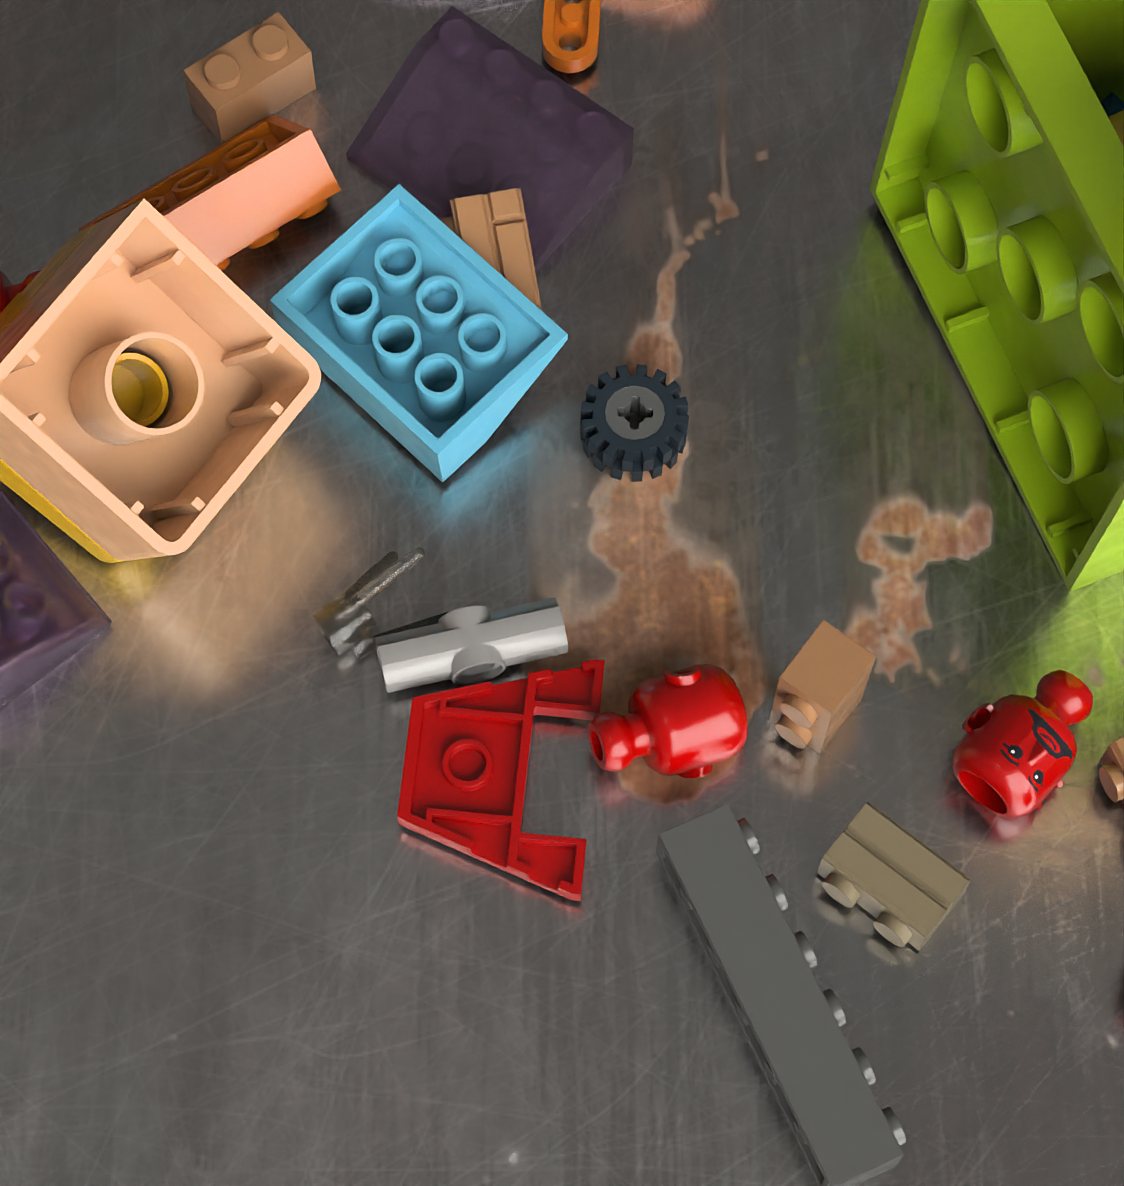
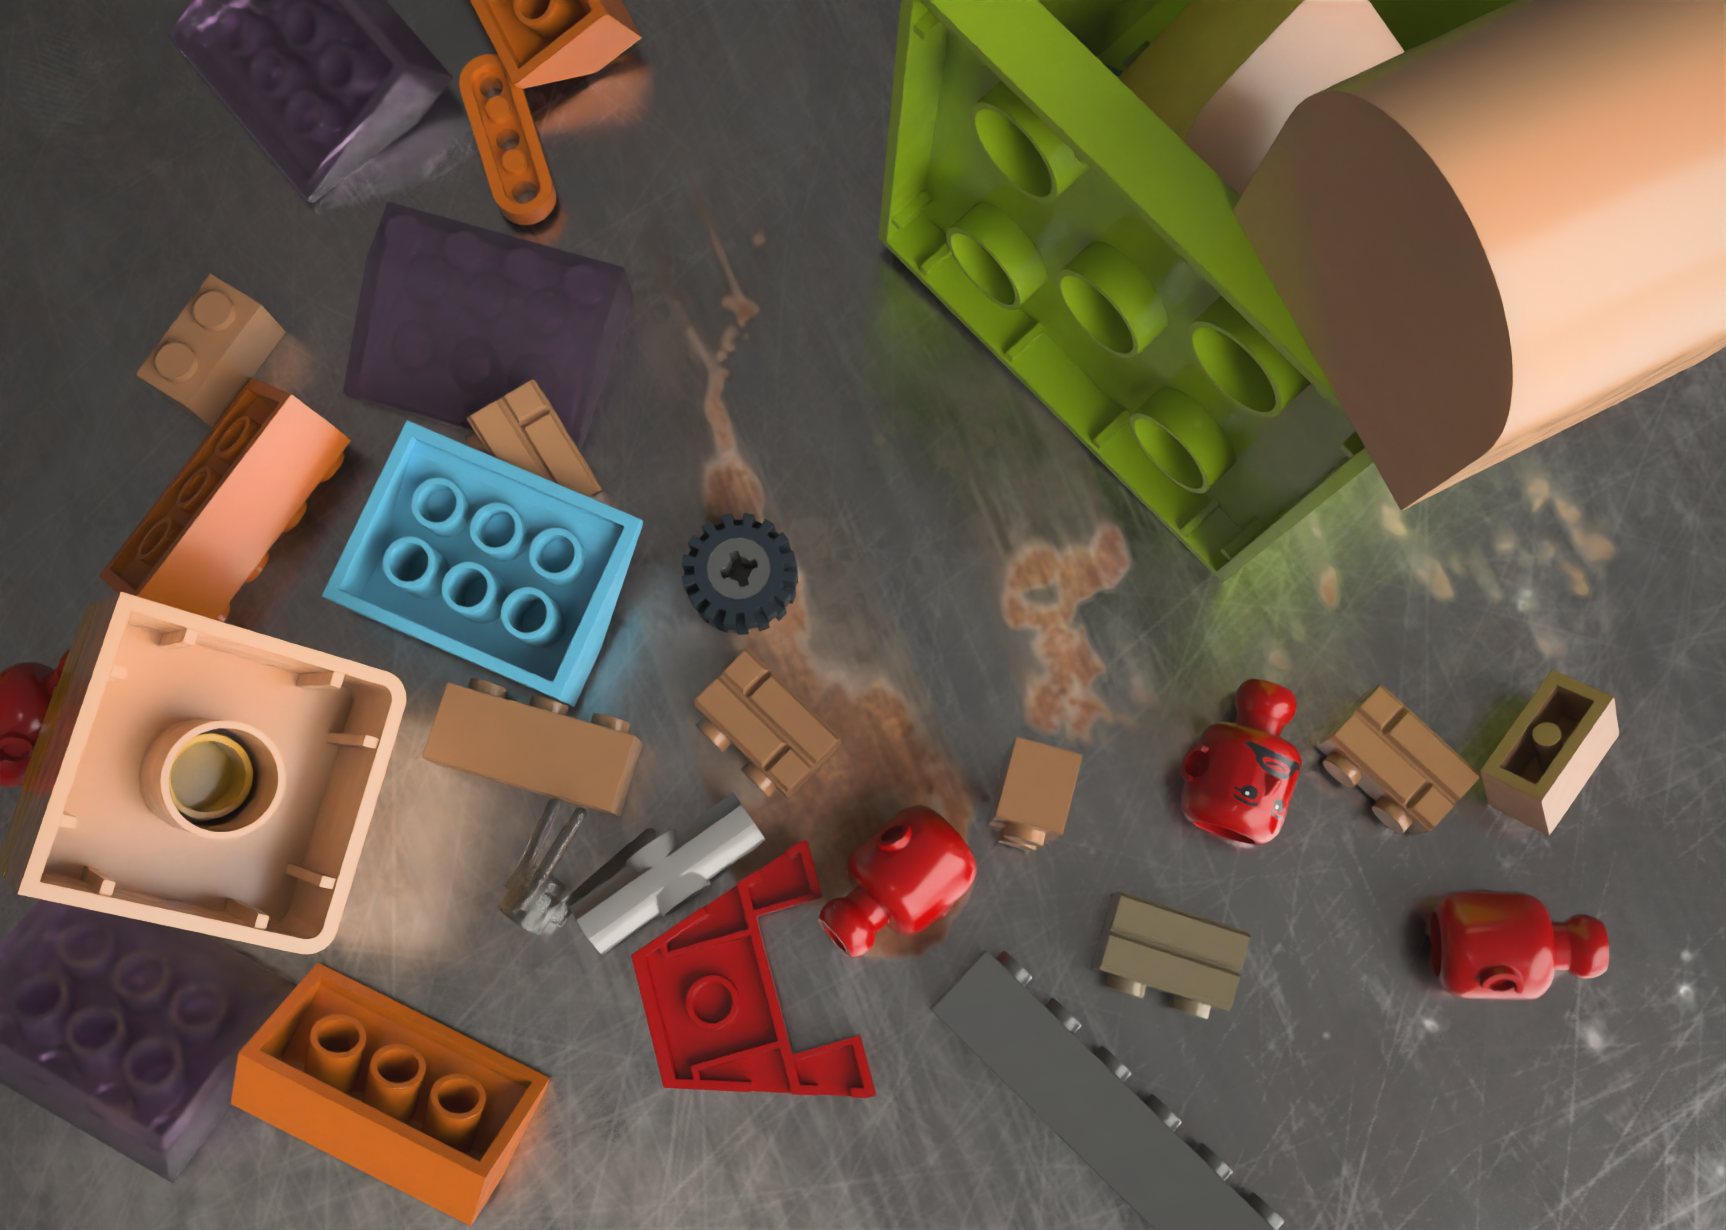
camera: 20 degrees left, 10 degrees up
(158, 733) = (388, 1091): none -> orange slope
(396, 498) = (534, 746): none -> medium nougat brick
(607, 554) = (766, 725): none -> medium nougat brick

